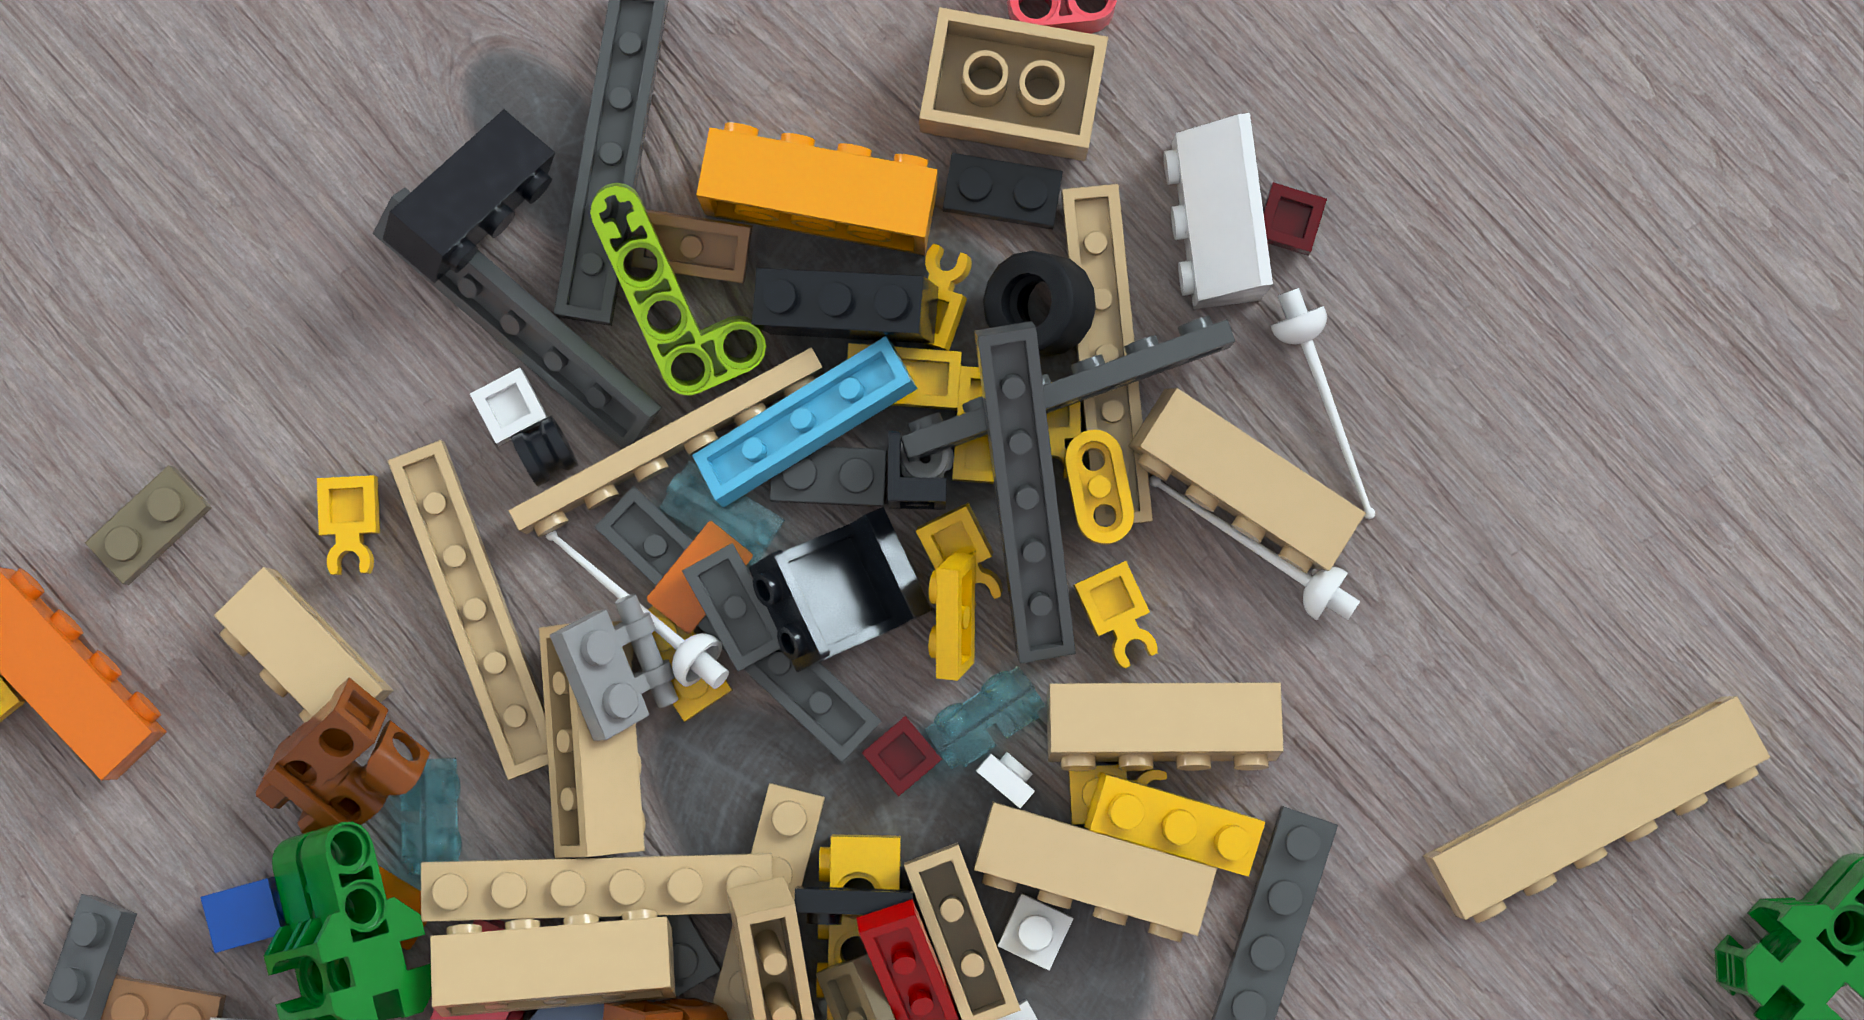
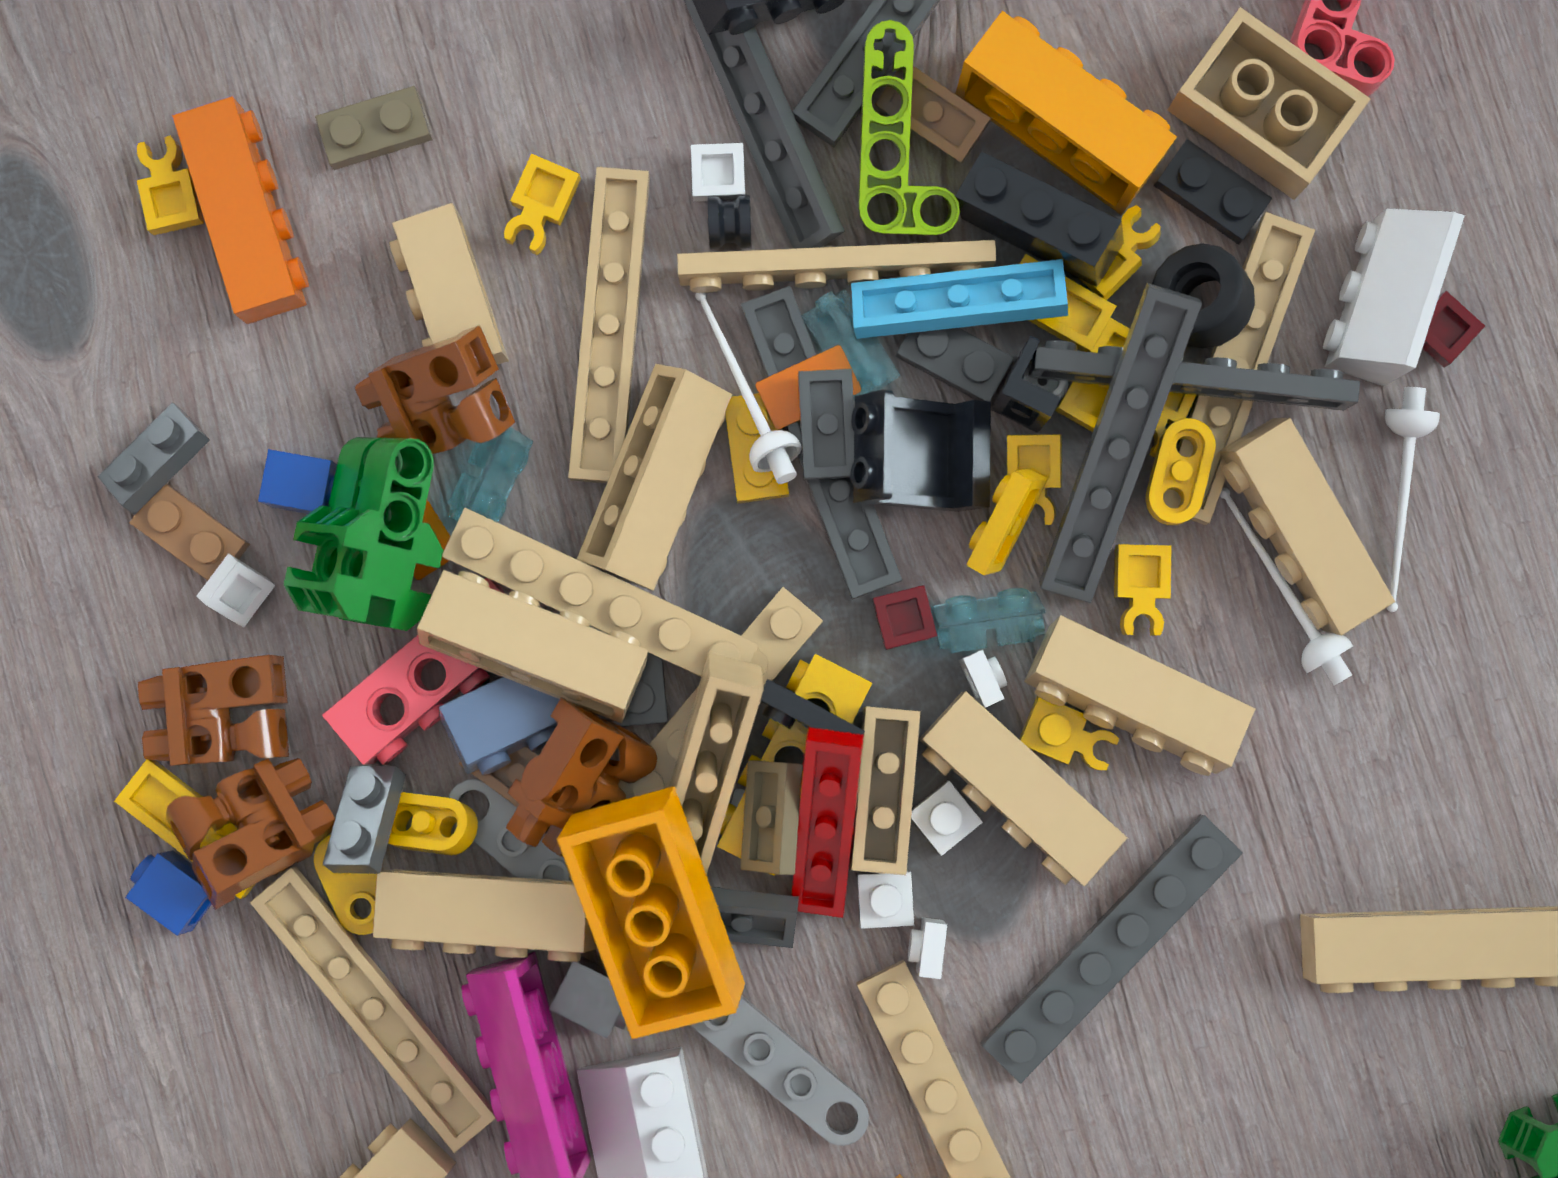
camera: 25 degrees right, 0 degrees up
(600, 671) = (690, 424): light grey plate -> none
(1174, 824) = (1107, 784): yellow plate -> none

